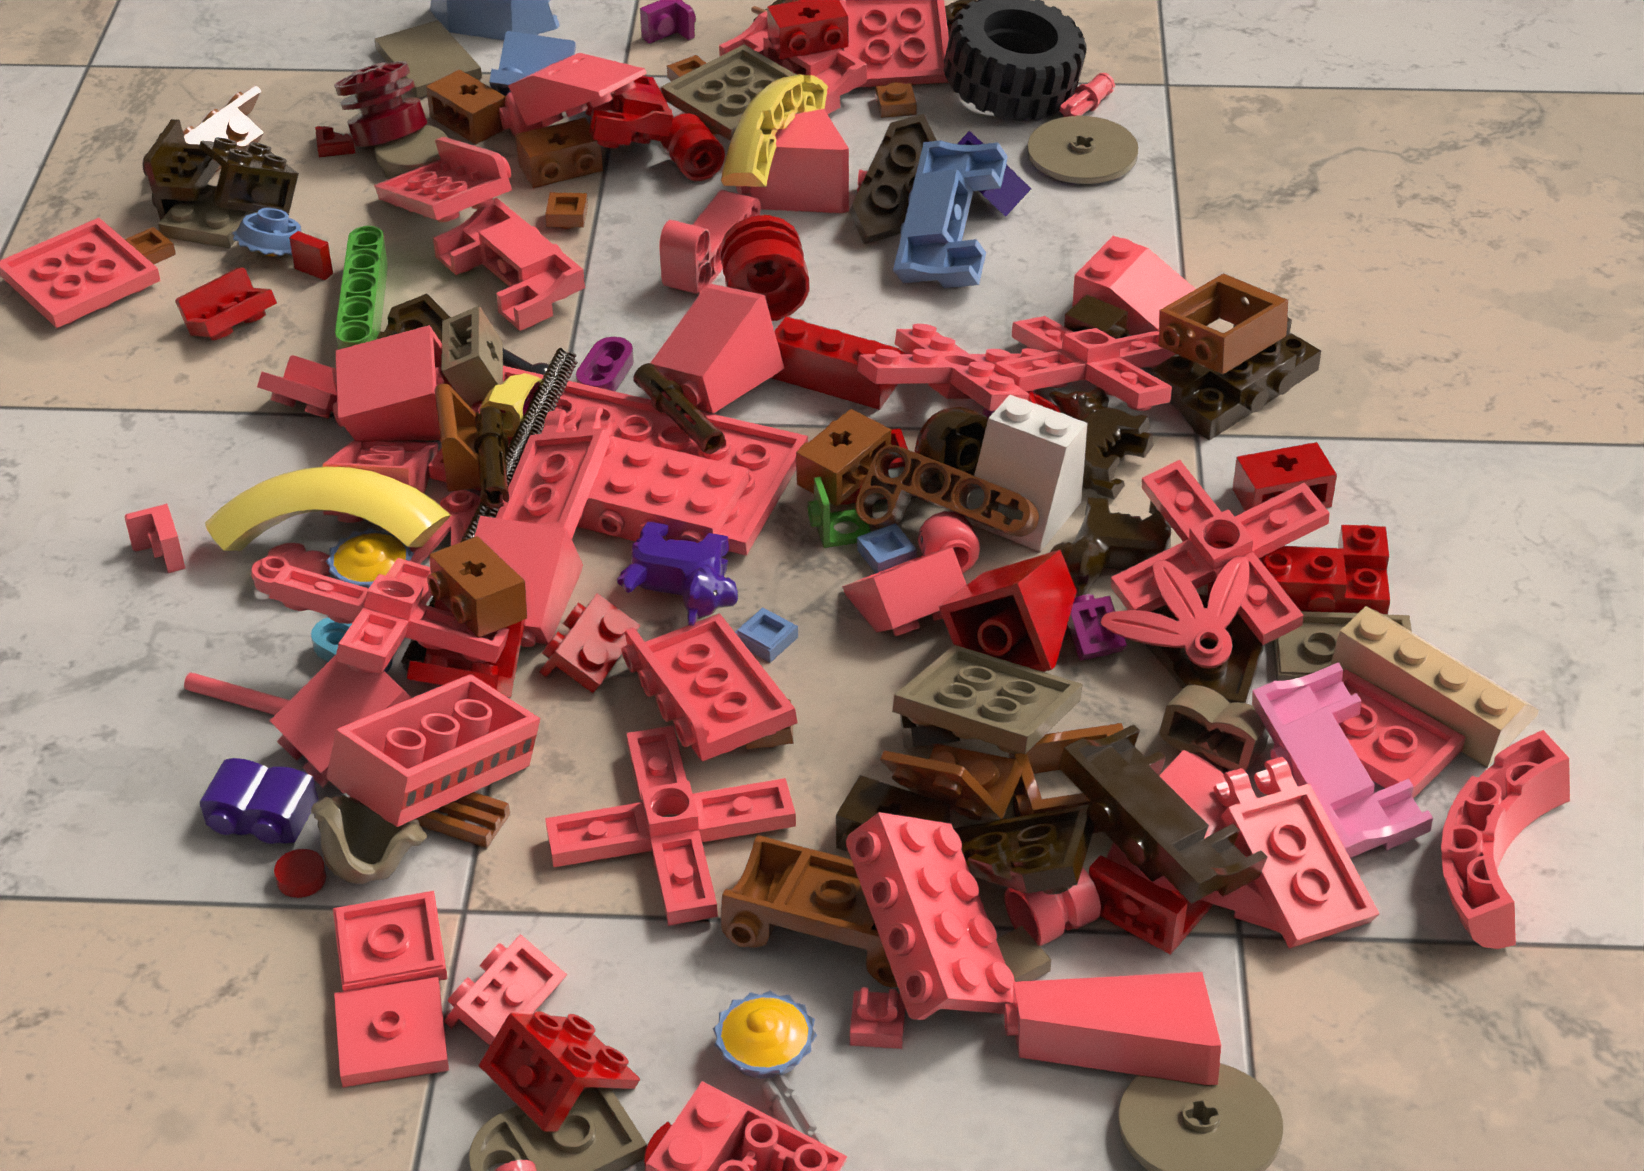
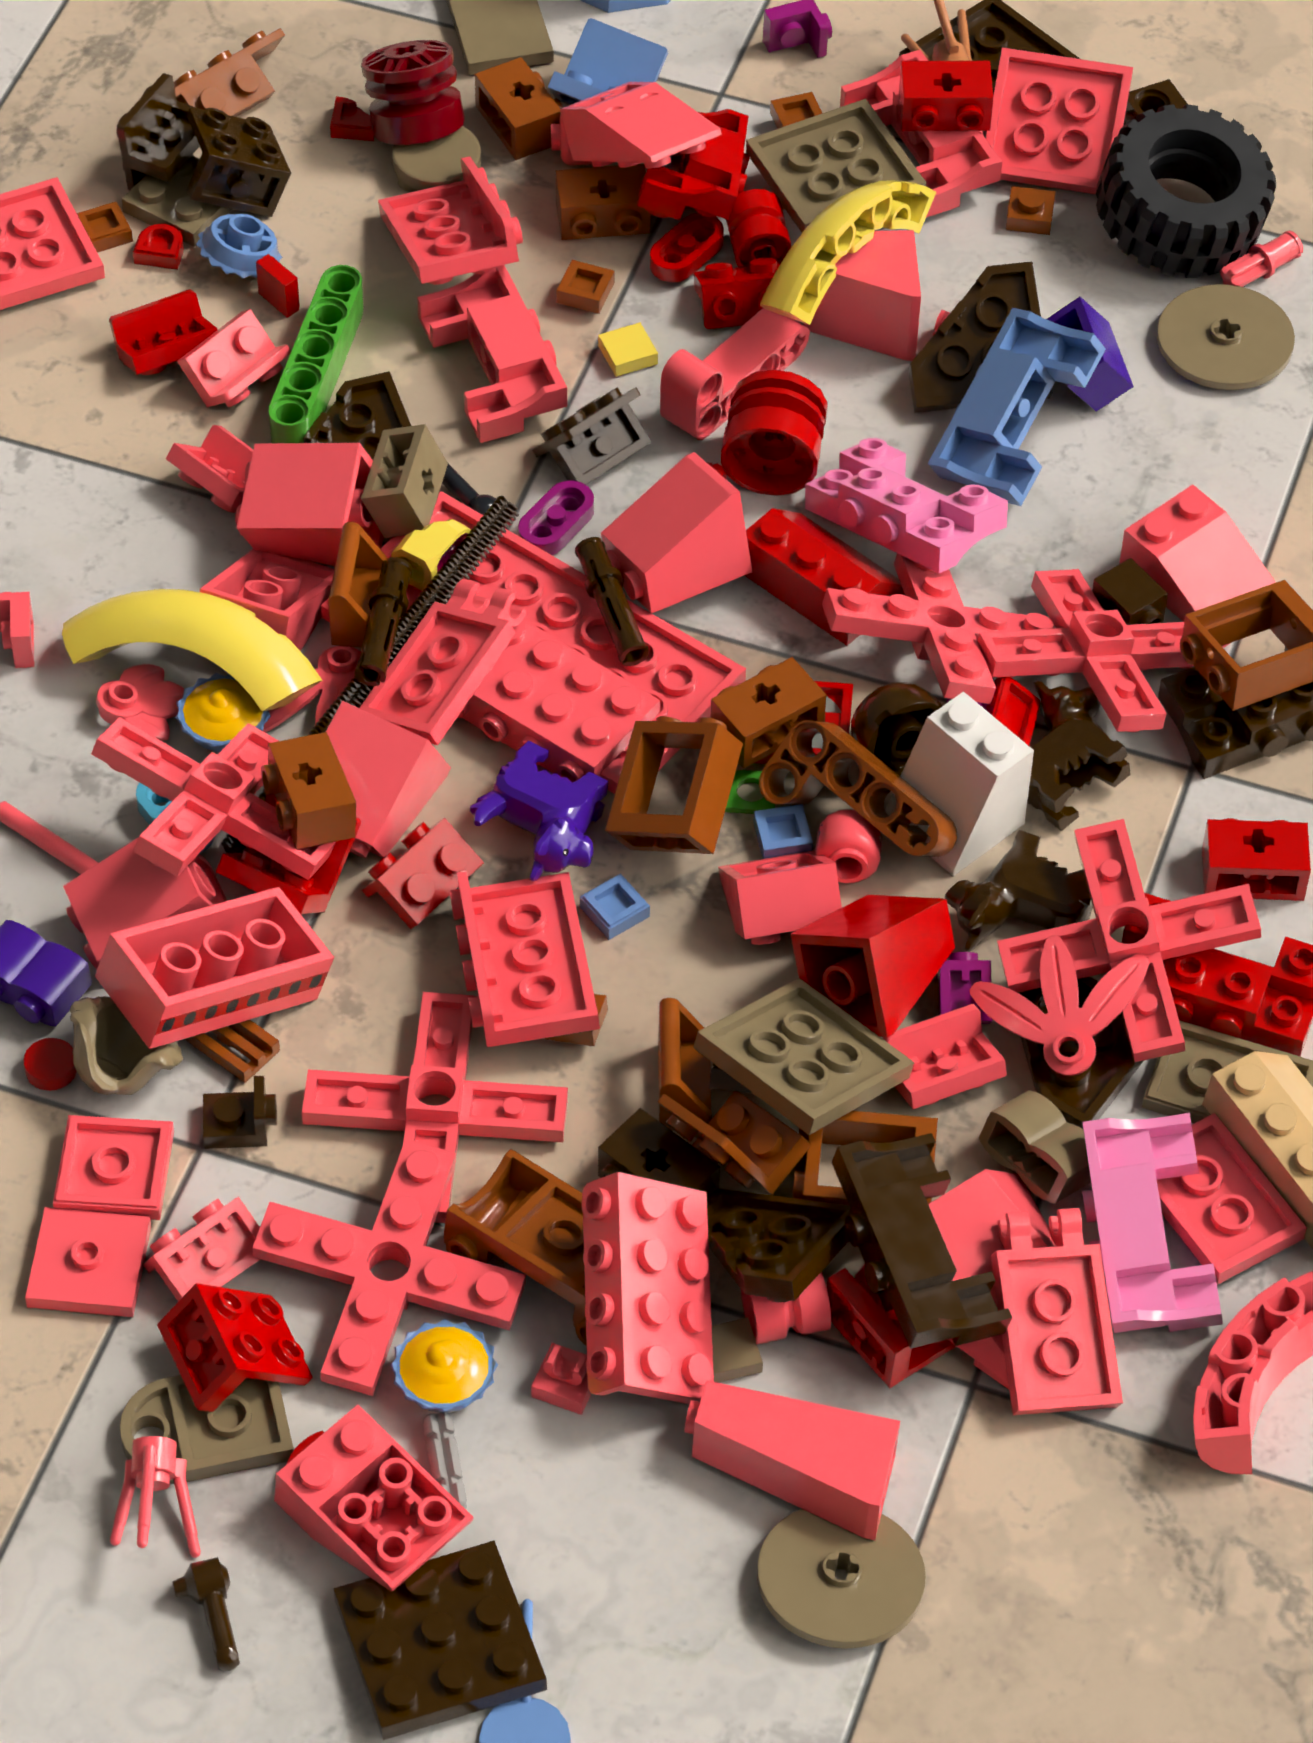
camera: 15 degrees right, 10 degrees up
(200, 251) = (159, 247): none -> red tile
(290, 311) = (232, 361): none -> coral bracket
(493, 875) = (238, 1117): none -> dark brown bracket
(616, 302) = (595, 437): none -> bracket
(617, 245) = (628, 349): none -> light yellow tile
(638, 170) = (686, 247): none -> red plate
(680, 934) = (399, 1234): none -> coral piece
(691, 193) = (733, 294): none -> red bracket
(796, 560) = (708, 796): none -> dark orange window
(861, 298) = (900, 514): none -> bright pink bracket
(872, 730) = (682, 1069): none -> dark orange tile
(1107, 678) = (947, 1056): none -> coral bracket

